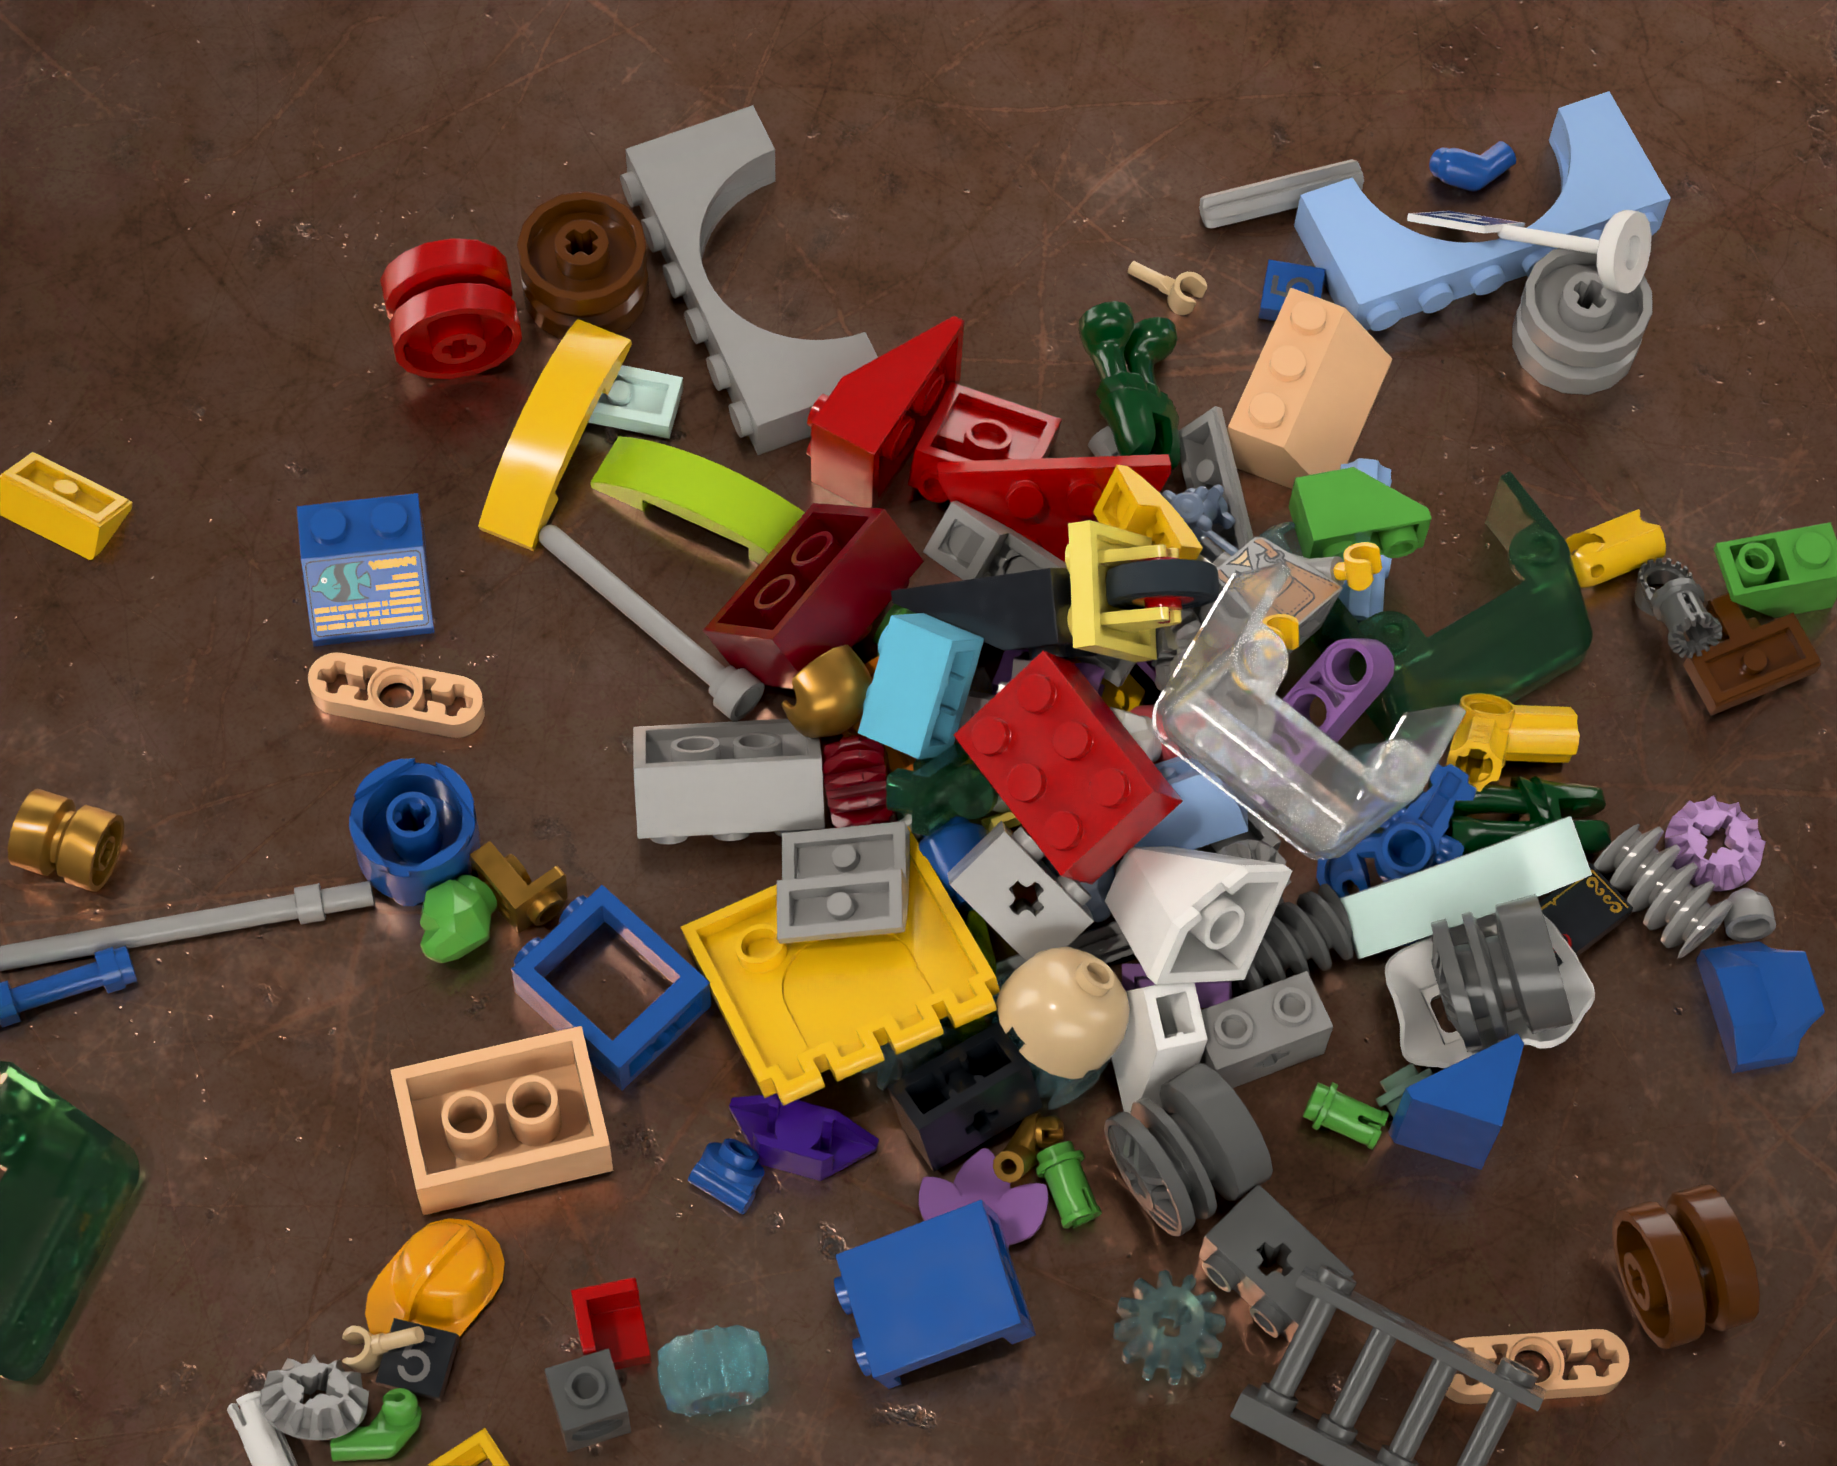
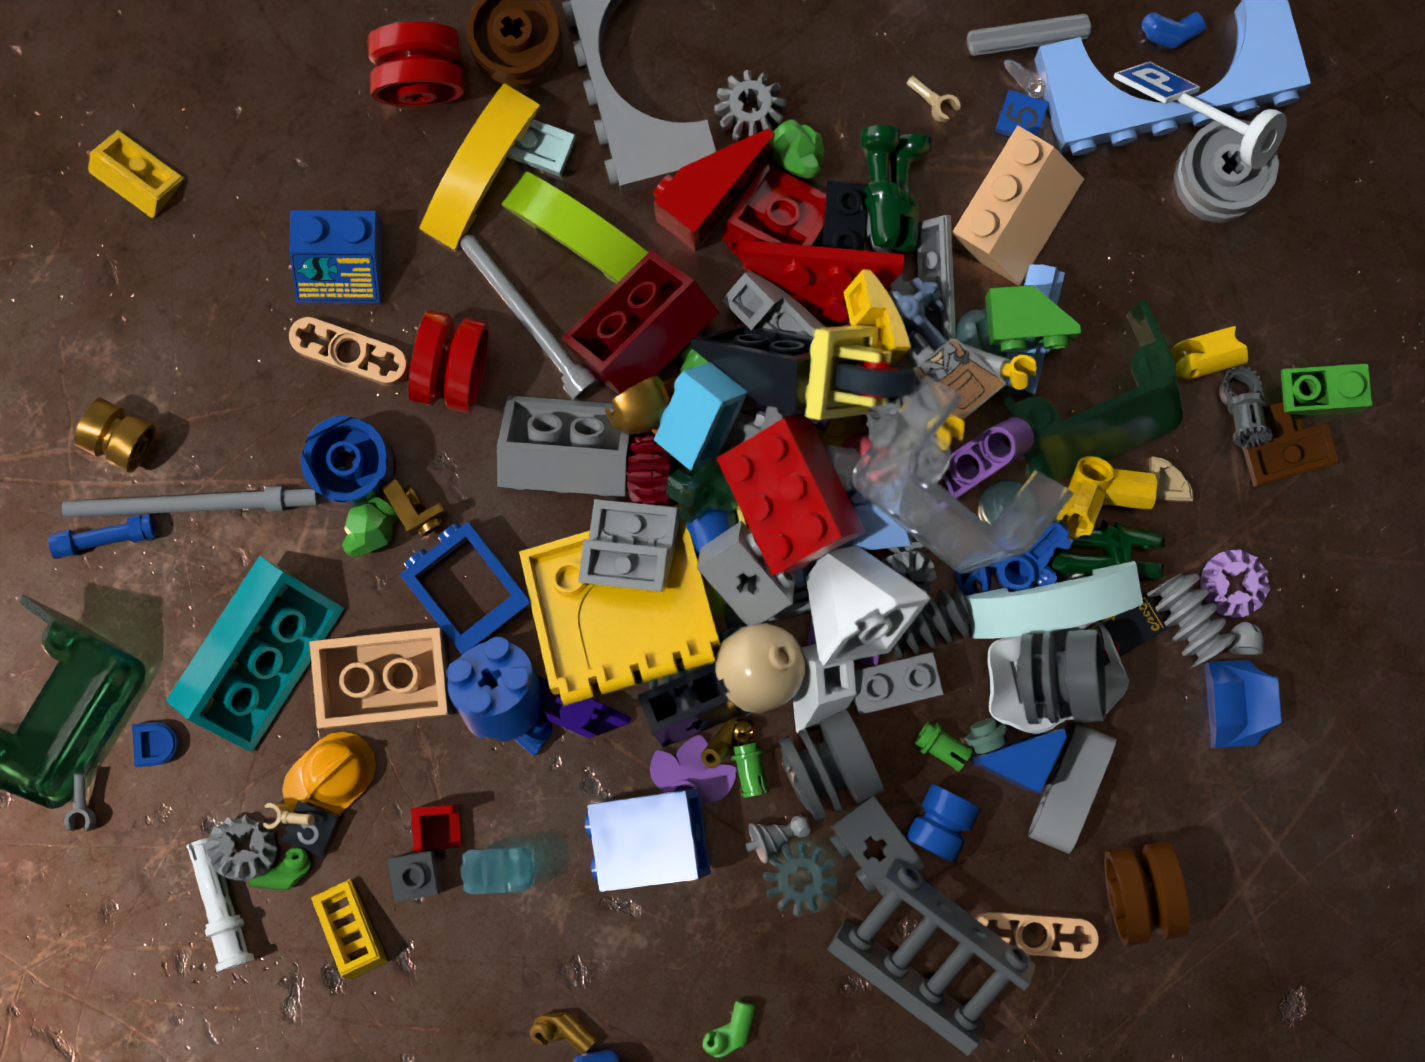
camera: 15 degrees right, 20 degrees up
(55, 1372) = (79, 805): none -> light grey hand
(162, 1273) = (154, 744): none -> blue tile
(303, 1118) = (254, 655): none -> teal slope
(539, 675) = (448, 361): none -> red wheel
(676, 1109) = (496, 690): none -> blue brick
(915, 307) = (740, 92): none -> light grey gear
(995, 361) = (798, 149): none -> bright green rock
(1073, 424) = (844, 215): none -> black hinge
(1113, 1277) = (770, 838): none -> light grey piece
(1289, 247) = (1027, 79): none -> clear animal
(1369, 1209) = (943, 823): none -> blue wheel
(1544, 1146) = (1072, 788): none -> light grey beam
(1596, 725) = (1171, 482): none -> tan tile

